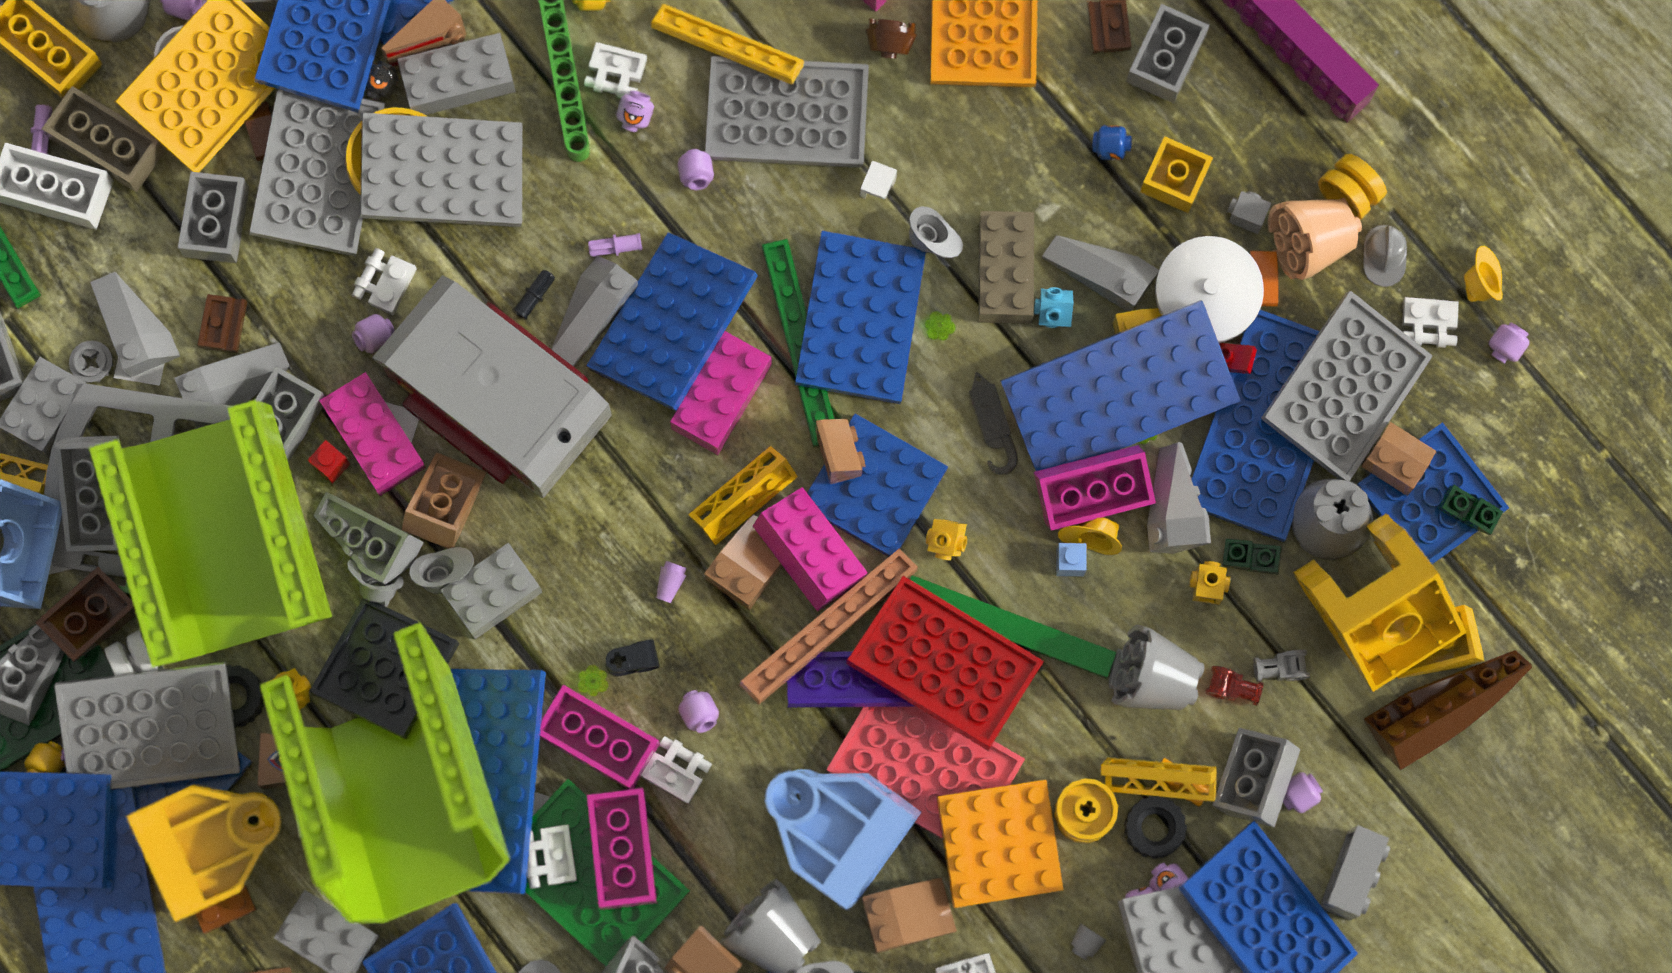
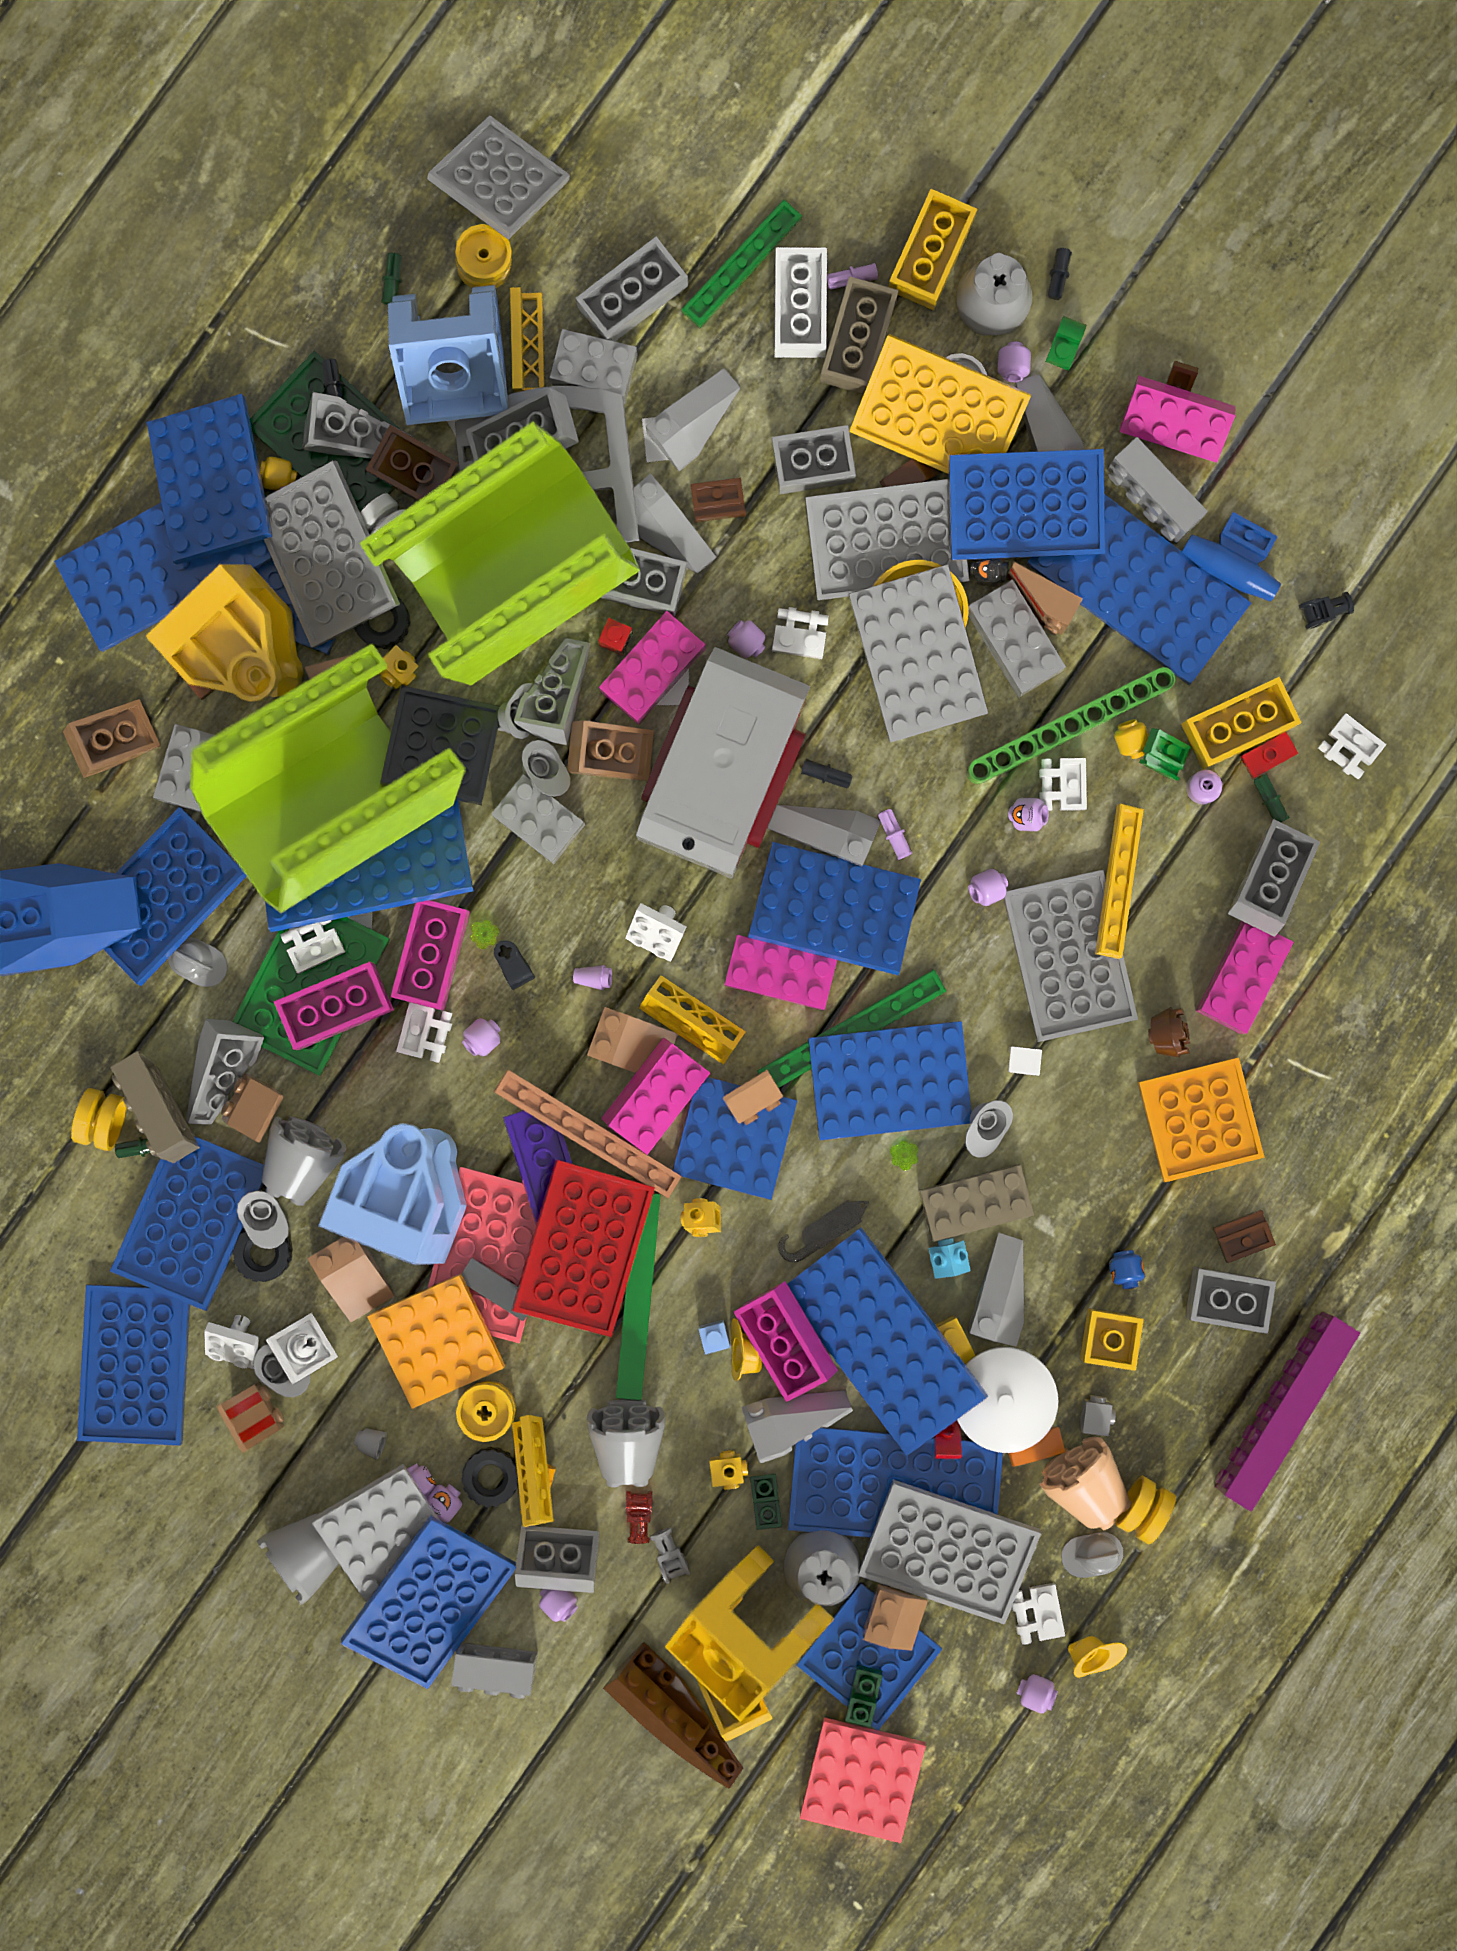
camera: 80 degrees right, 10 degrees up
(90, 349) = (644, 383): light grey gear -> none
(642, 502) = (656, 931): none -> white plate
(960, 767) = (491, 1285): none -> dark grey tile
(1555, 537) = (862, 1780): none -> coral plate

